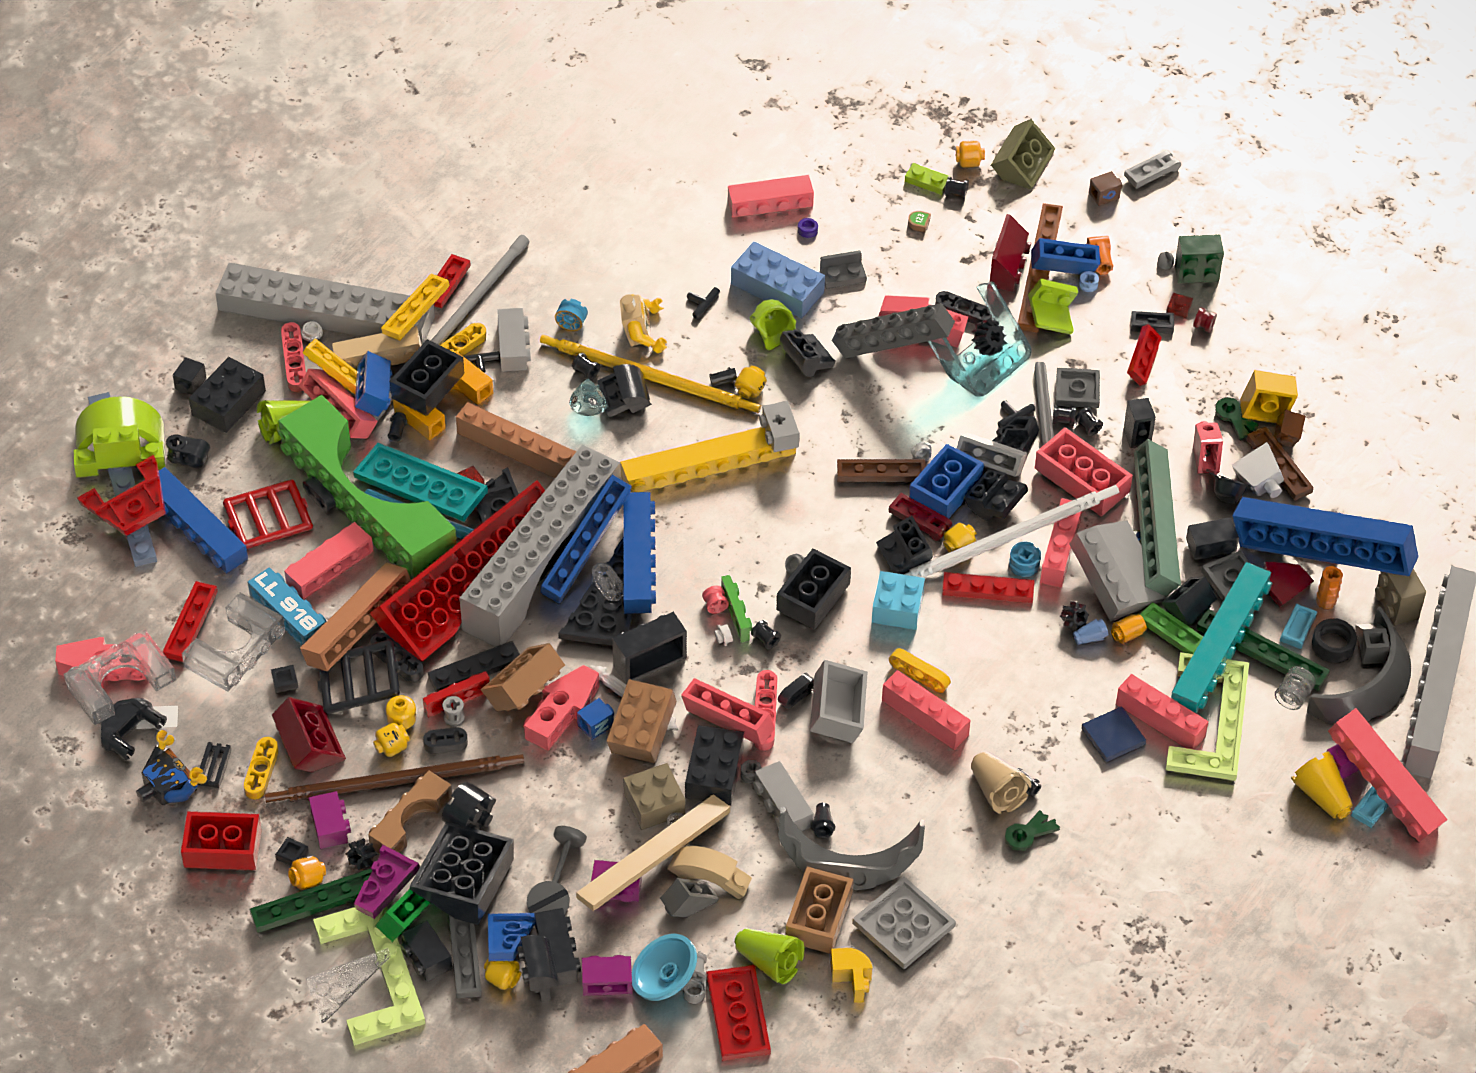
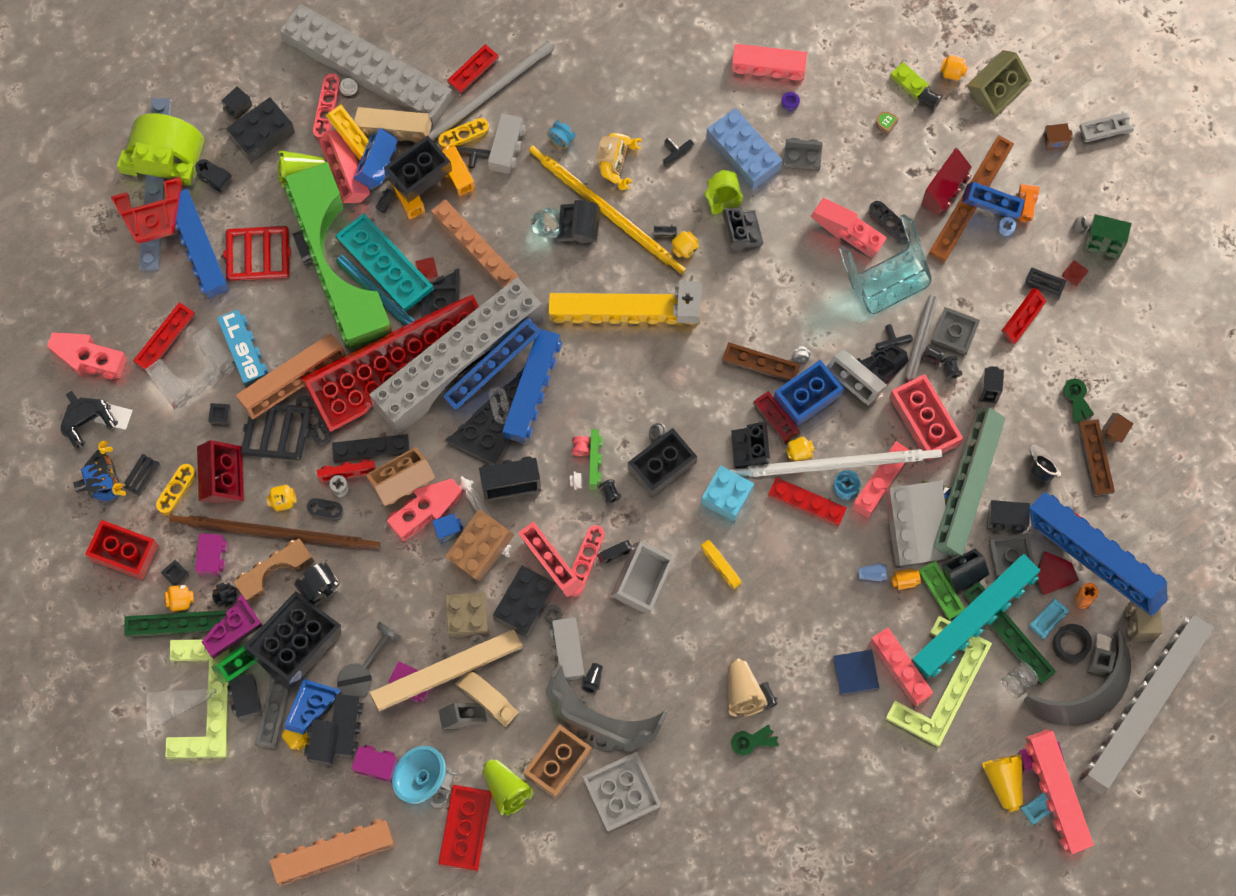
camera: 20 degrees right, 20 degrees up
(137, 653) = (62, 375): clear arch -> none
(329, 560) = (288, 314): coral brick -> none
(401, 711) = (297, 475): yellow head -> none
(415, 307) = (431, 96): yellow plate -> none
(586, 366) = (556, 187): black bush -> none
(853, 967) = (567, 818): yellow brick -> none
(893, 330) = (814, 240): dark grey brick -> none
(926, 710) = (711, 604): coral brick -> none
(989, 337) = (896, 263): black gear -> none
(994, 495) = (844, 417): black brick -> none
(1050, 305) = (963, 246): lime bracket -> none
(1074, 615) = (865, 553): black gear -> none
(1205, 319) = (1090, 296): dark red wheel -> none
(1207, 437) = (1040, 424): coral torso -> none
(1260, 471) = (1075, 463): white torso -> none
(1268, 396) = (1110, 394): yellow brick -> none

